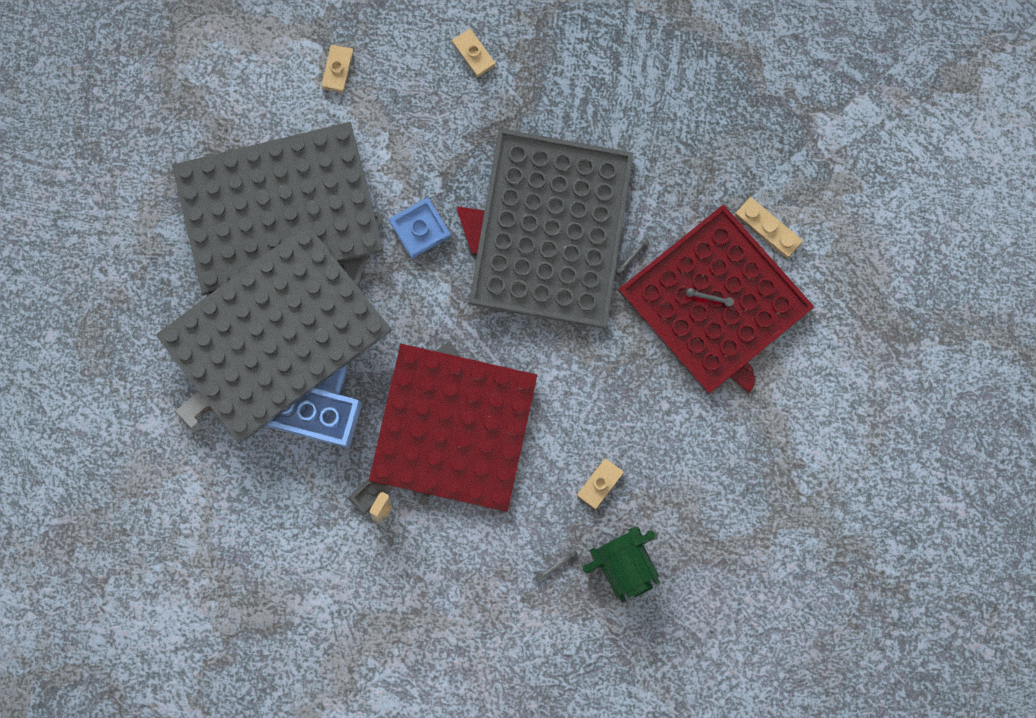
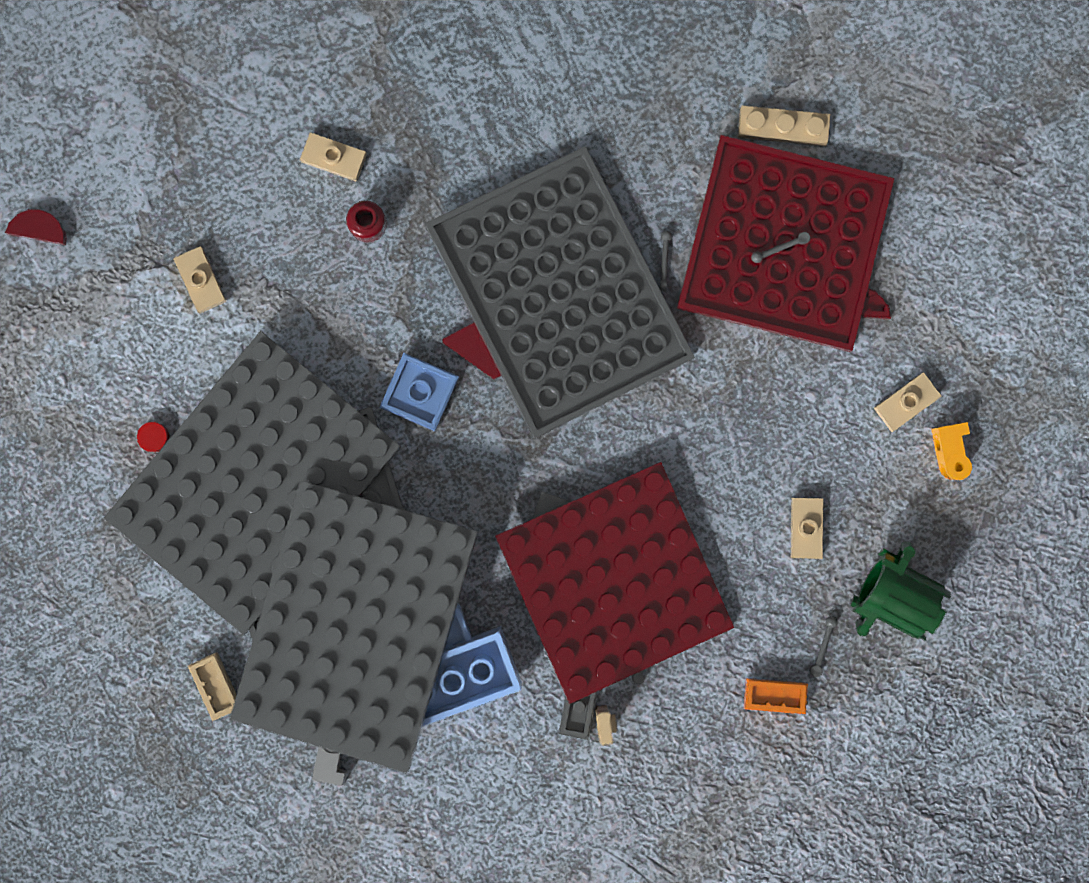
camera: 35 degrees left, 10 degrees up
(159, 312) = (213, 685): none -> tan plate
(237, 139) = (152, 436): none -> red tile
(464, 103) = (366, 221): none -> dark red head
(502, 573) = (775, 696): none -> orange plate
(722, 451) = (907, 402): none -> tan plate
(724, 508) = (951, 451): none -> light orange leg

